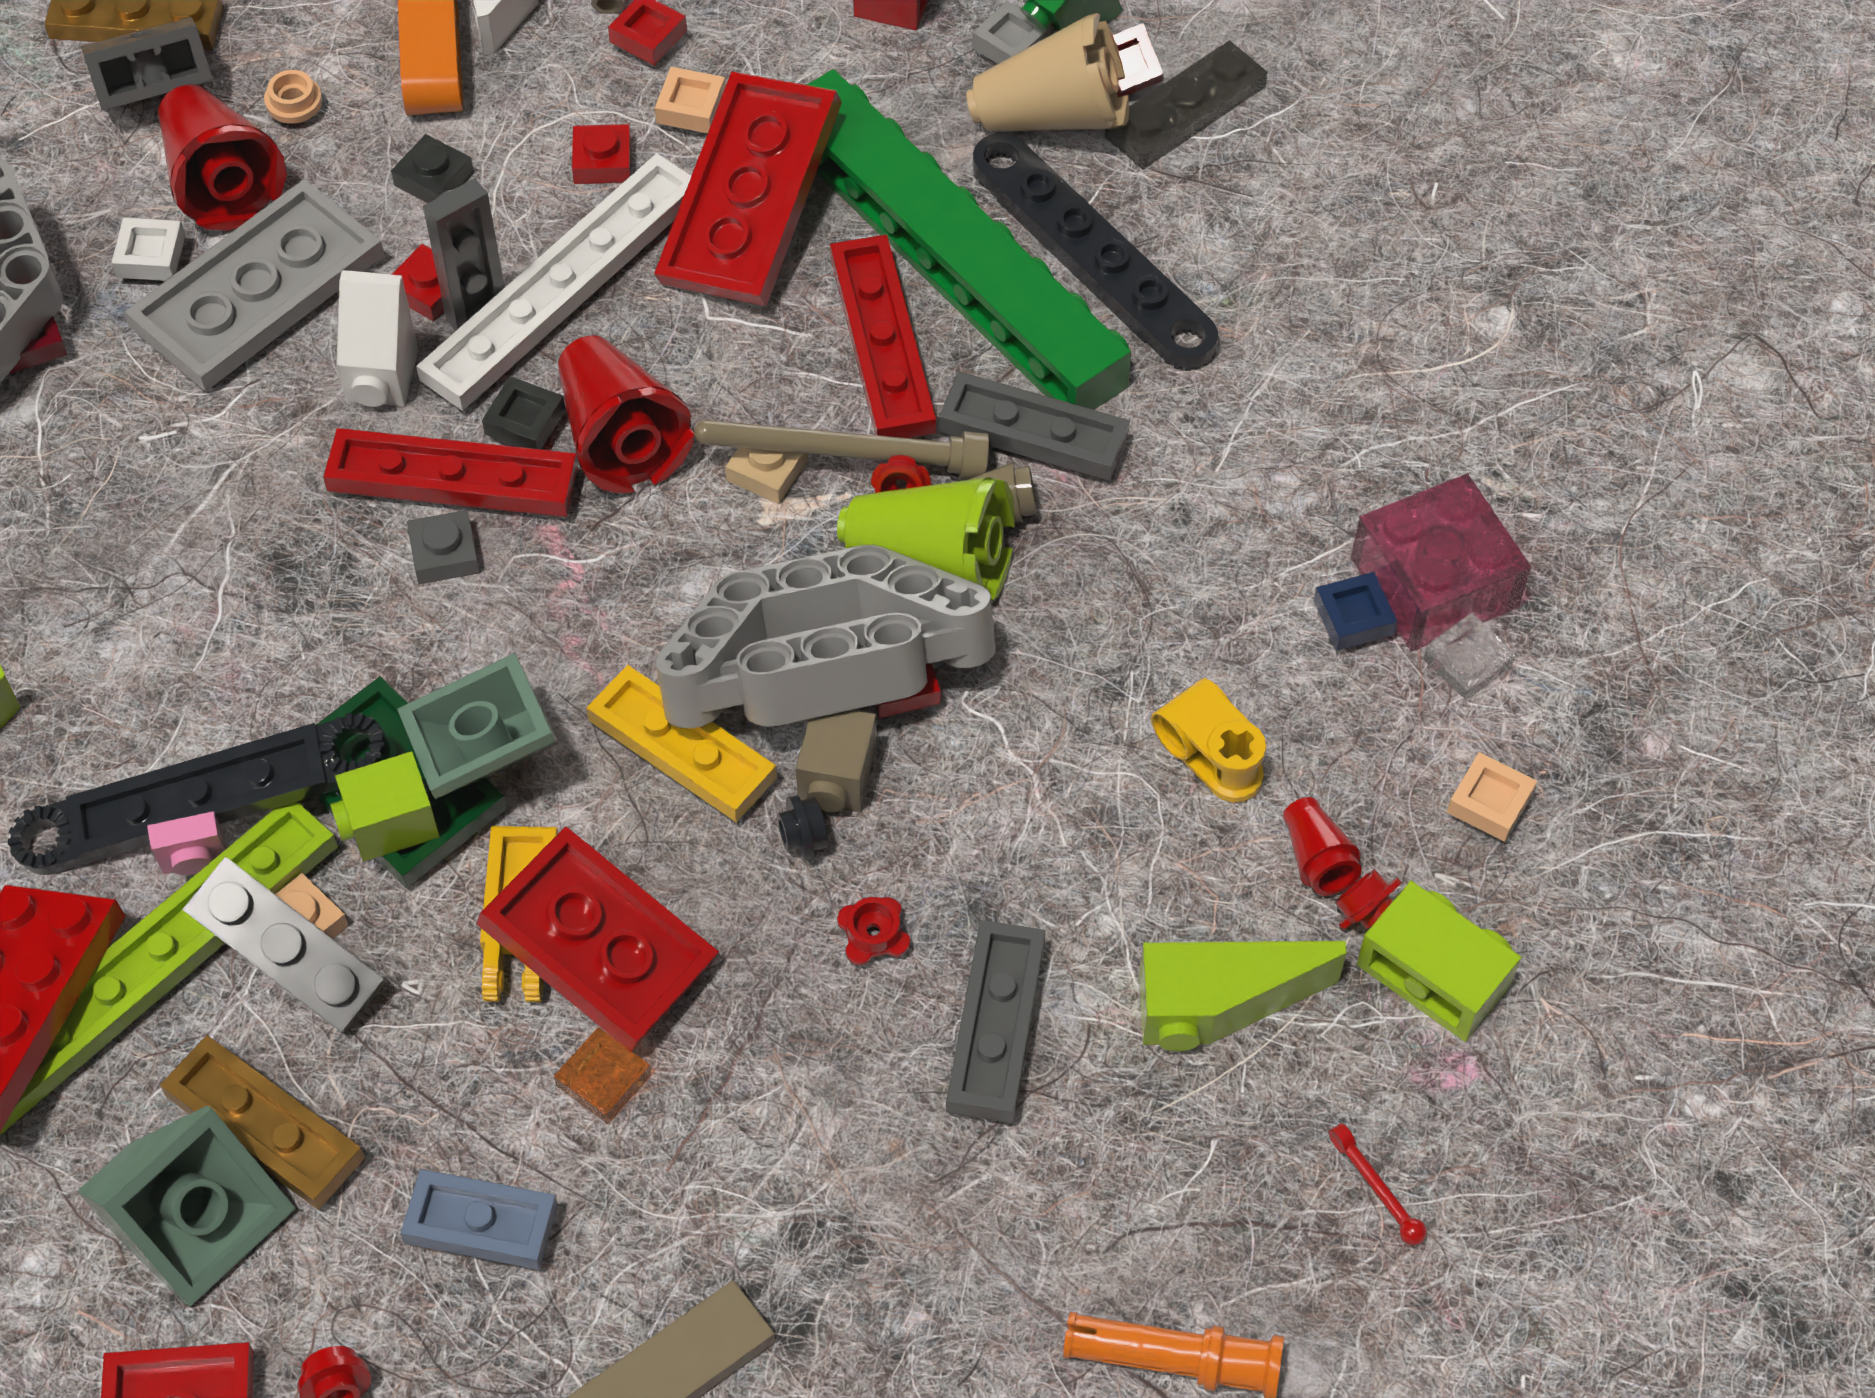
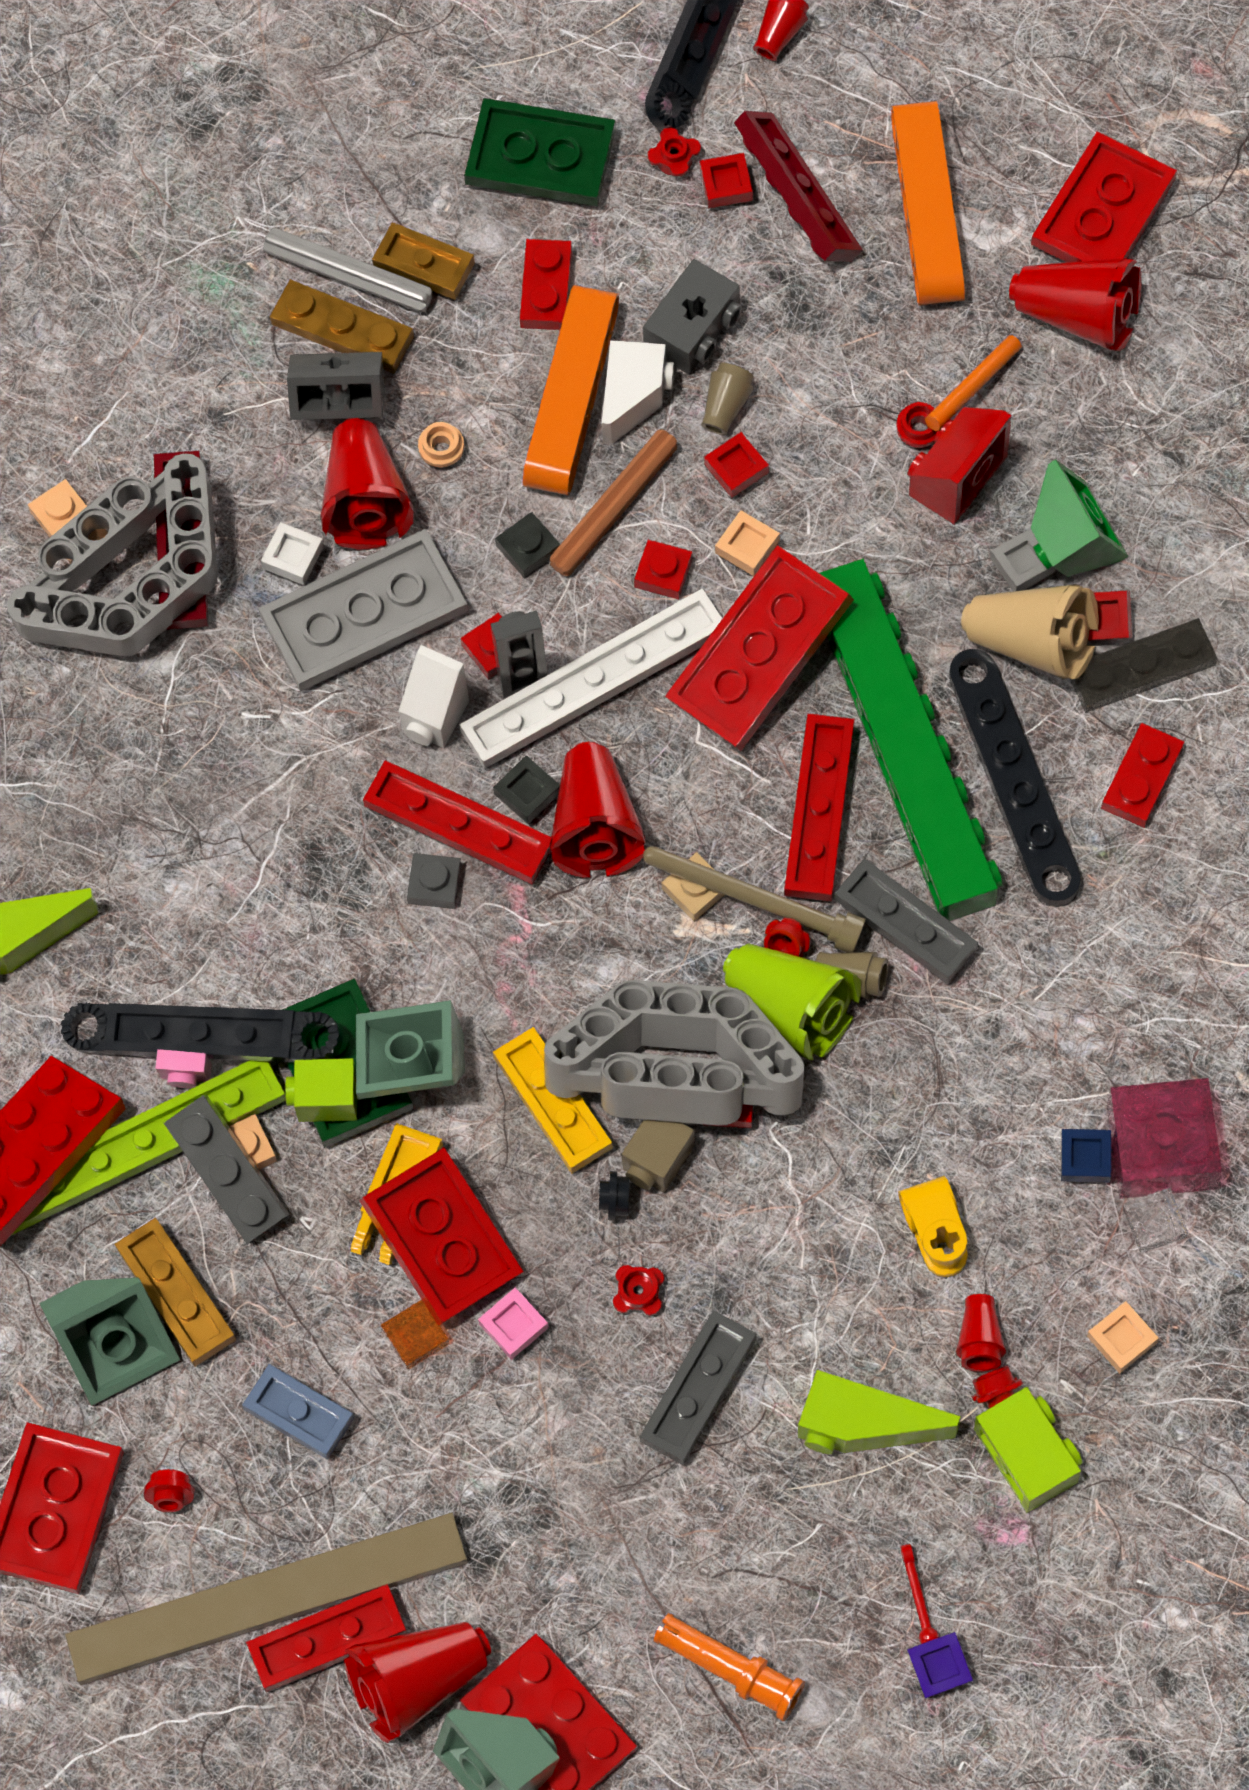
camera: 25 degrees right, 10 degrees up
(518, 102) = (613, 502): none -> nougat axle
(728, 1018) = (513, 1323): none -> bright pink plate
(1236, 209) = (1142, 775): none -> red plate
(1446, 1257) = (939, 1664): none -> dark purple plate

